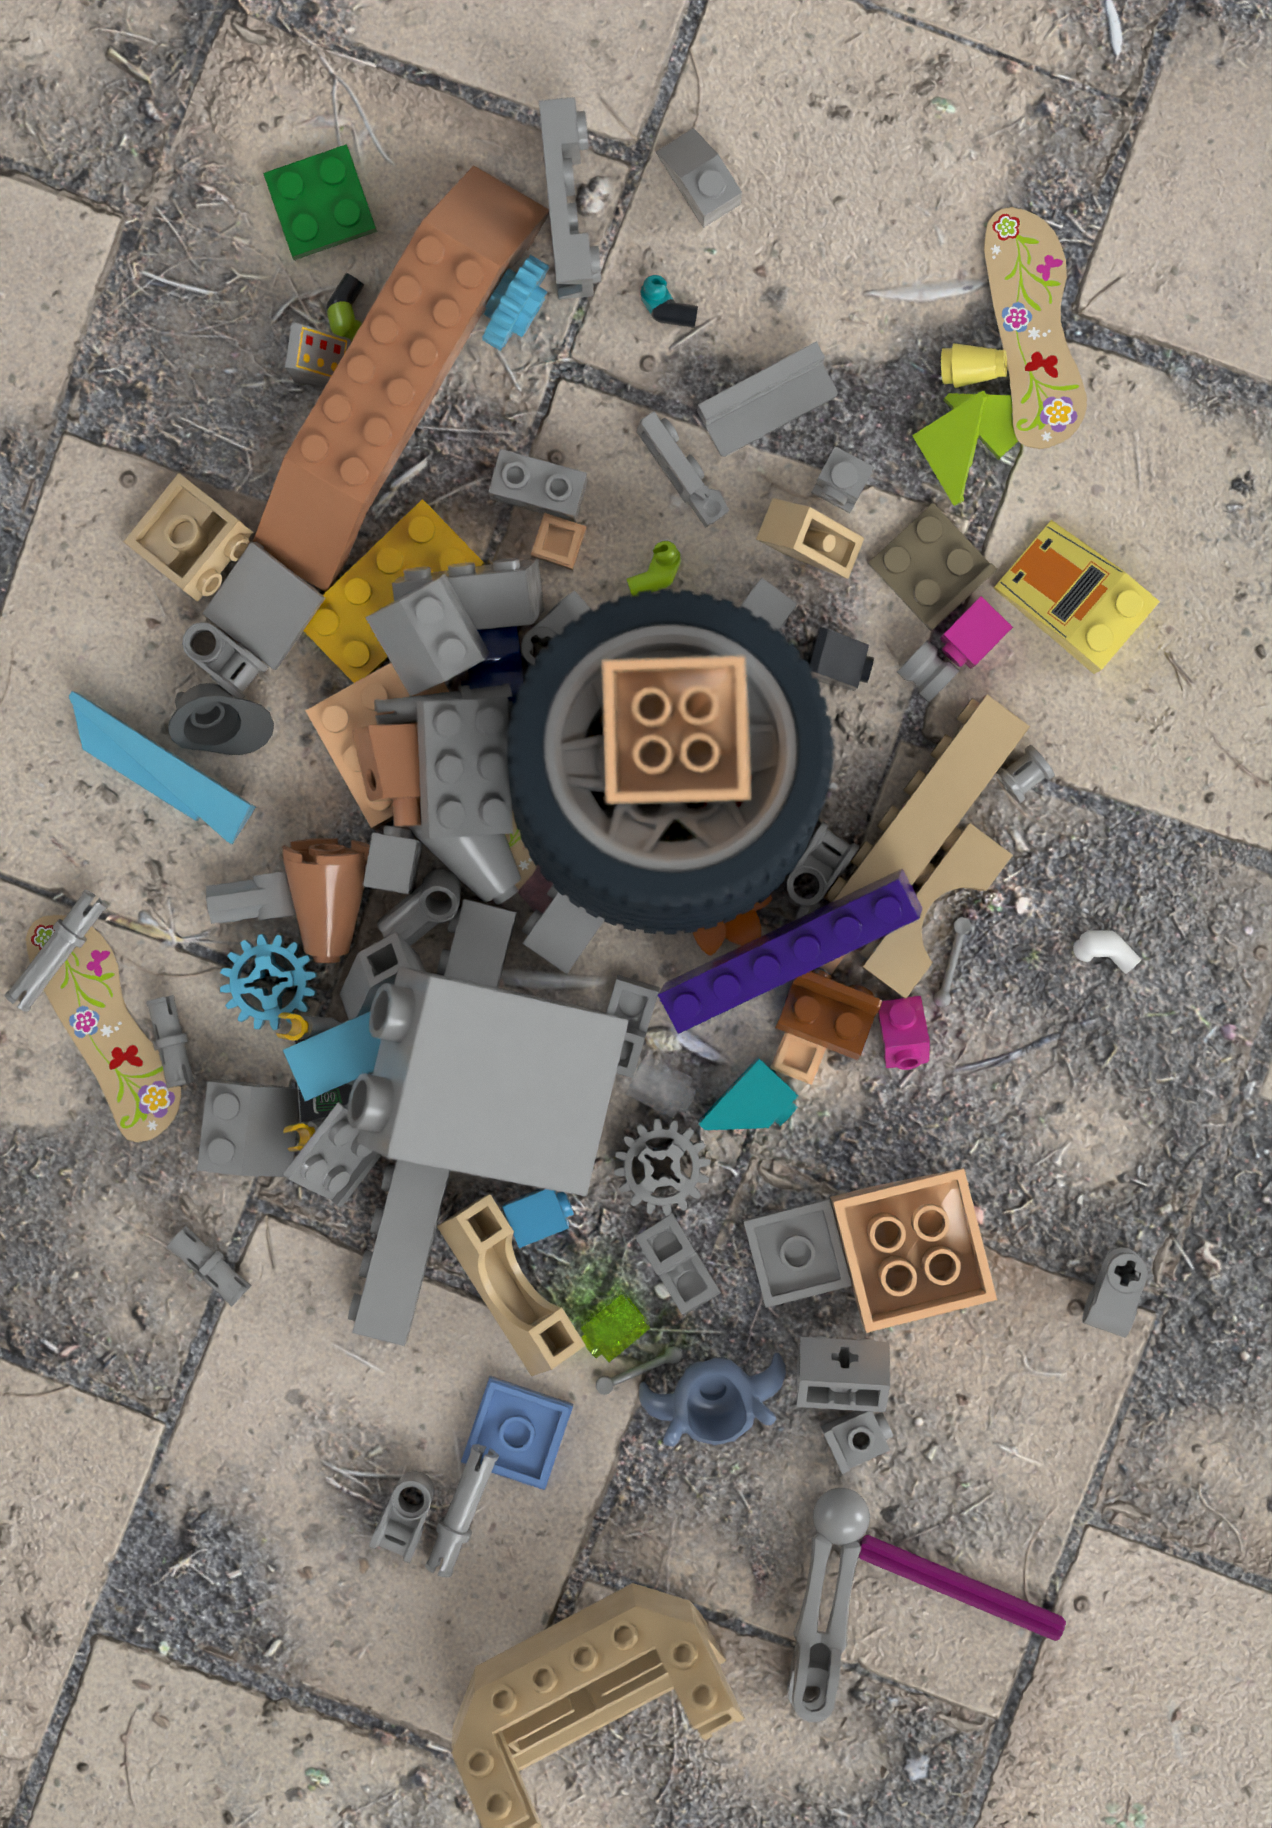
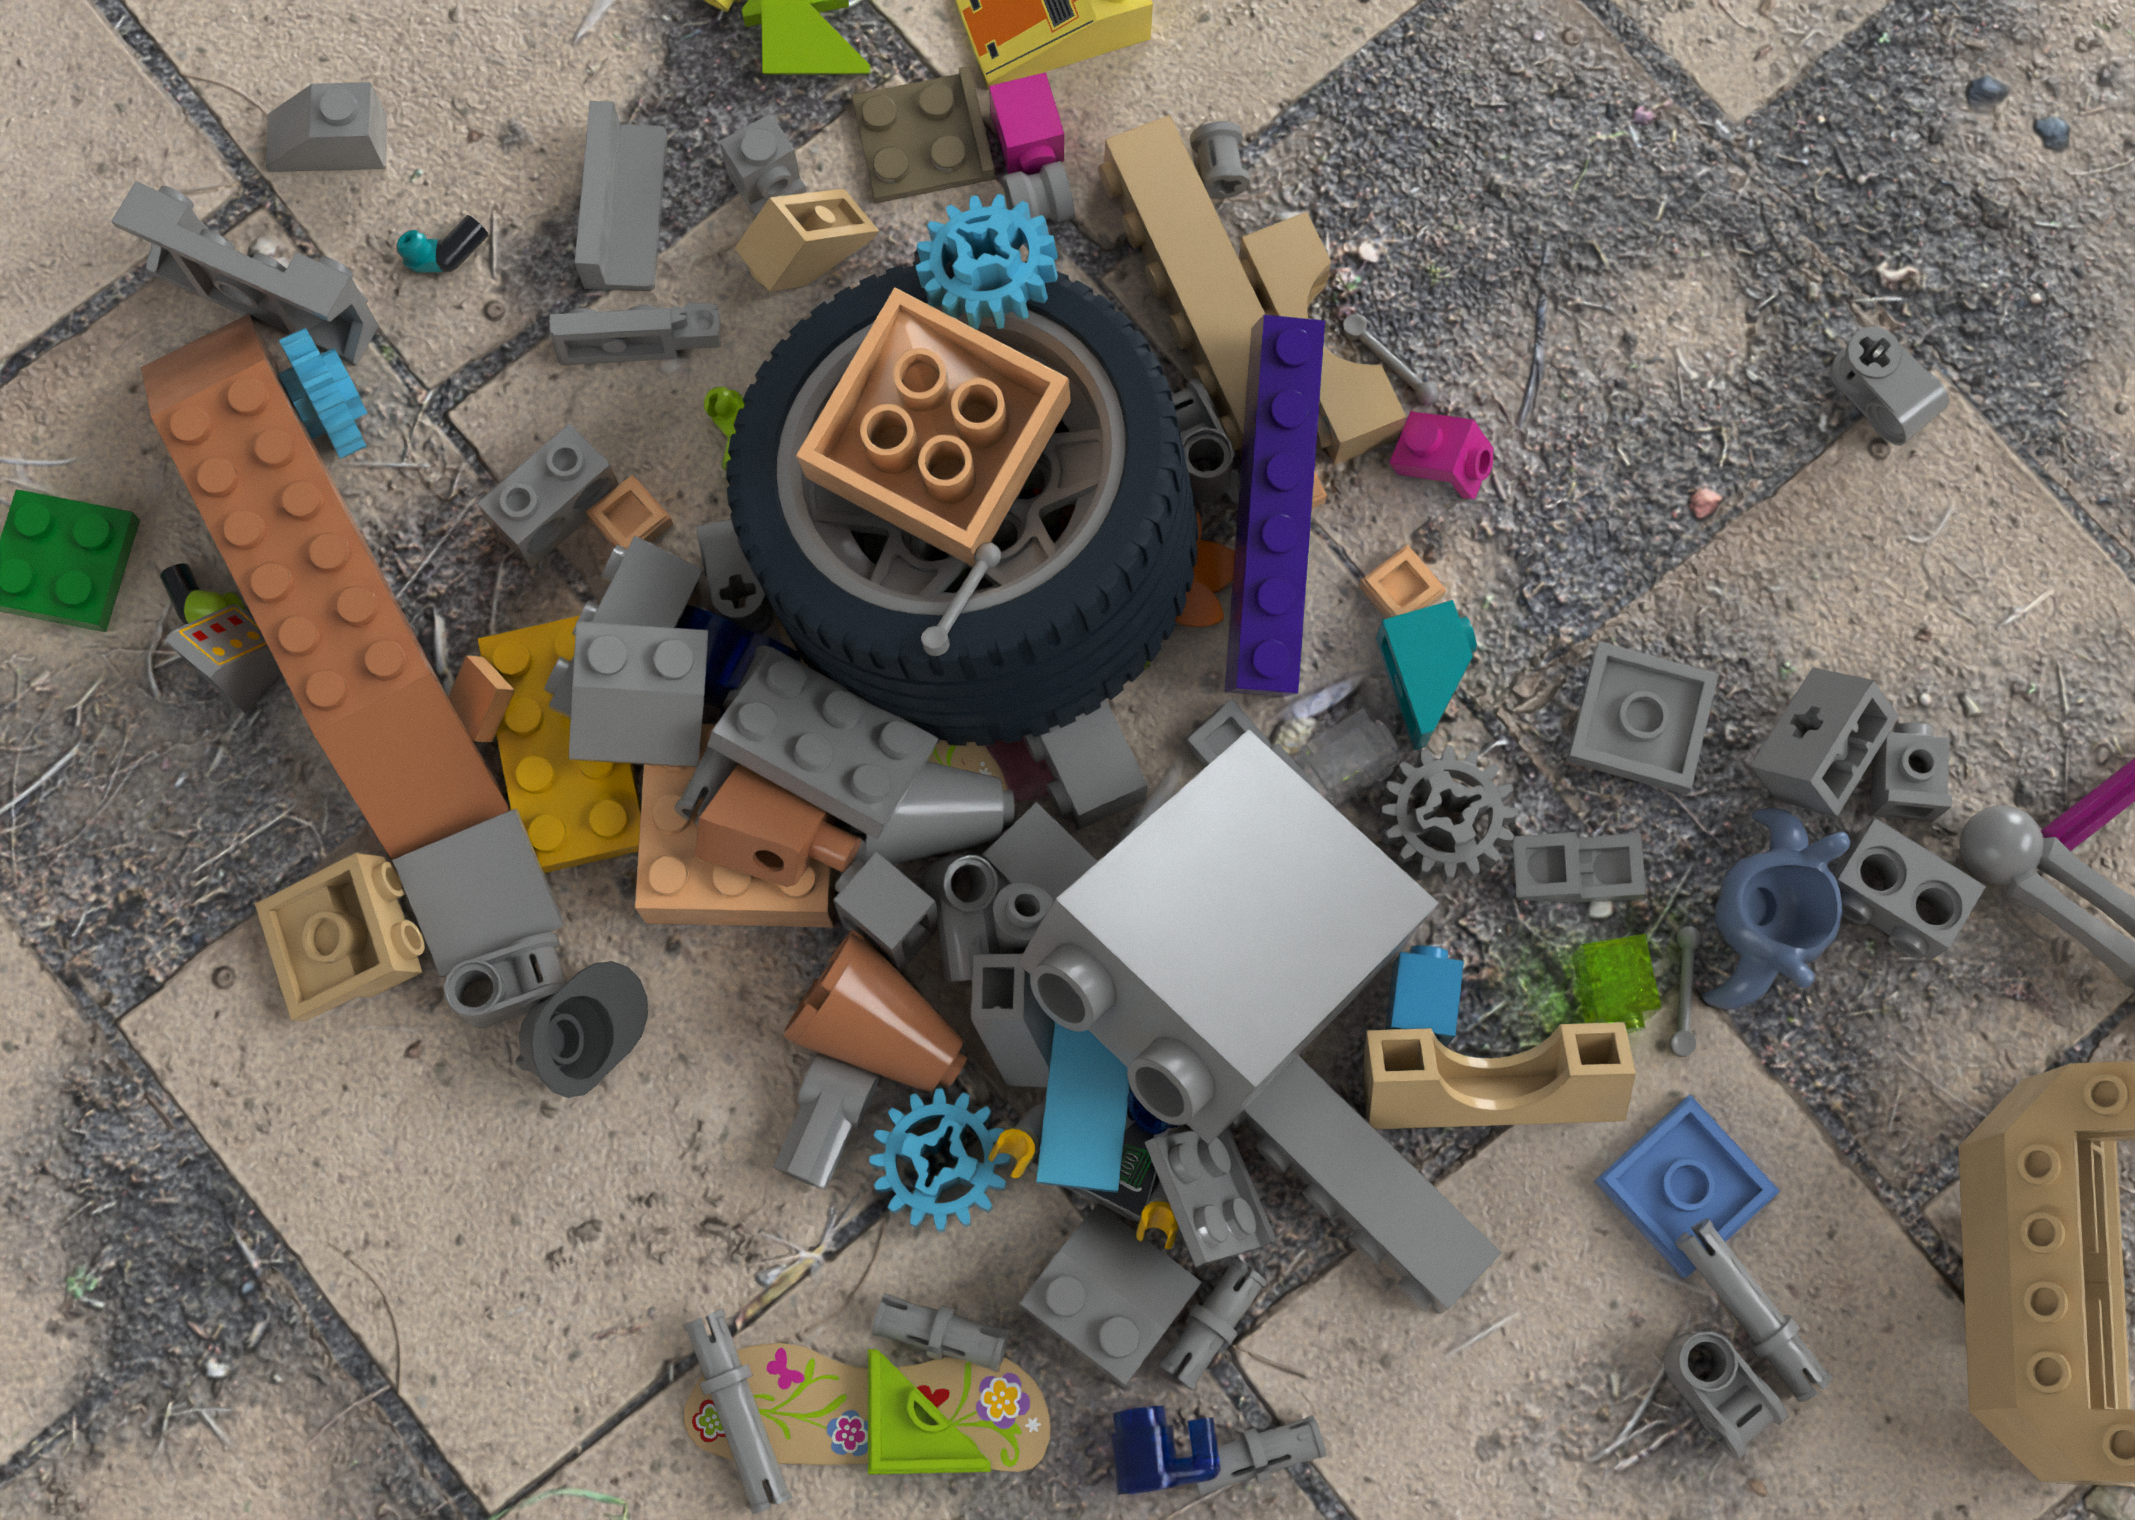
camera: 60 degrees left, 15 degrees down
(105, 1057) = (909, 1431): none -> lime tile
(159, 770) = (594, 1139): medium azure wedge -> none
(171, 1203) = (1148, 1456): none -> clear blue piece
(268, 1198) = (1213, 1324): none -> light grey pin
(383, 526) = (480, 698): none -> light nougat tile
(436, 948) = (1018, 914): none -> light grey cone
(538, 813) = (935, 638): none -> light grey hinge
(786, 1470) = (1908, 875): none -> light grey brick
(825, 696) = (987, 261): none -> medium azure gear
(829, 1013) = (1371, 519): dark orange bracket -> none
(913, 1249) = (1715, 574): light nougat slope -> none
(1106, 944) = (1469, 182): white arm -> none

